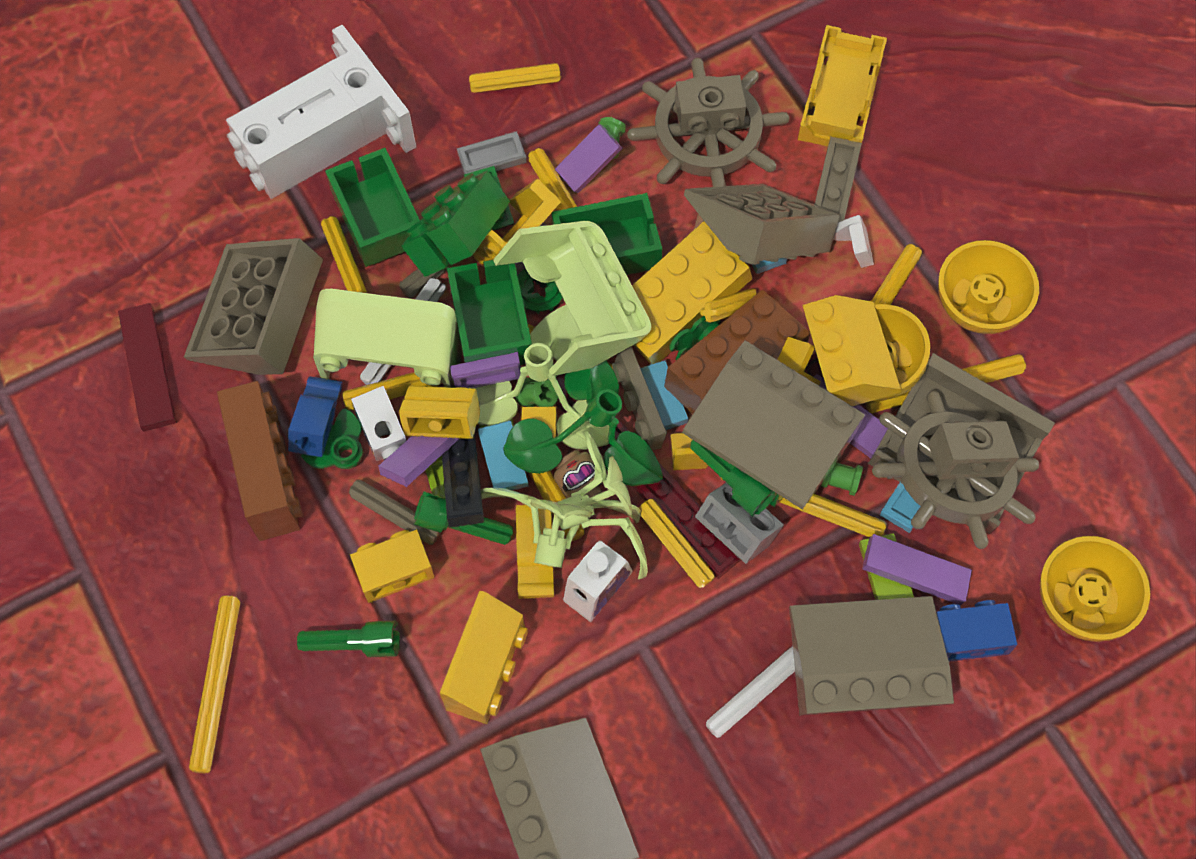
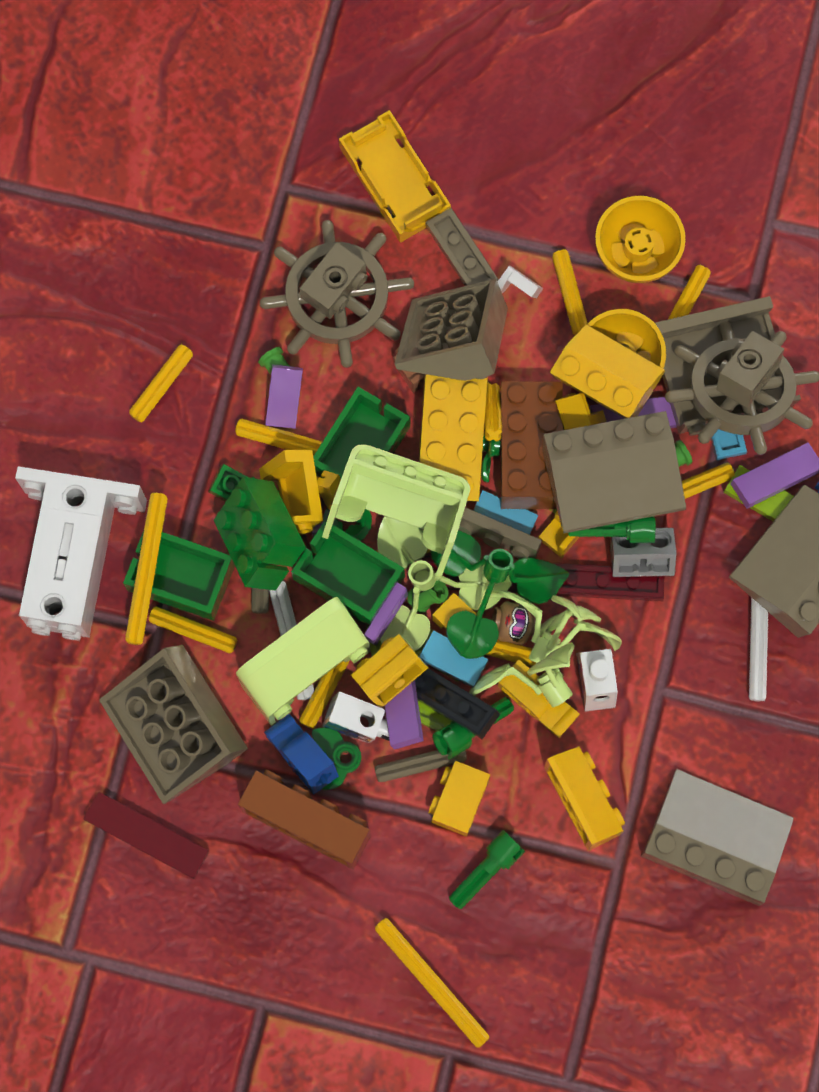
camera: 45 degrees left, 10 degrees up
(349, 173) = (146, 569): none -> yellow axle
(499, 152) = (208, 456): light grey tile -> none
(676, 543) = (618, 605): yellow axle -> none

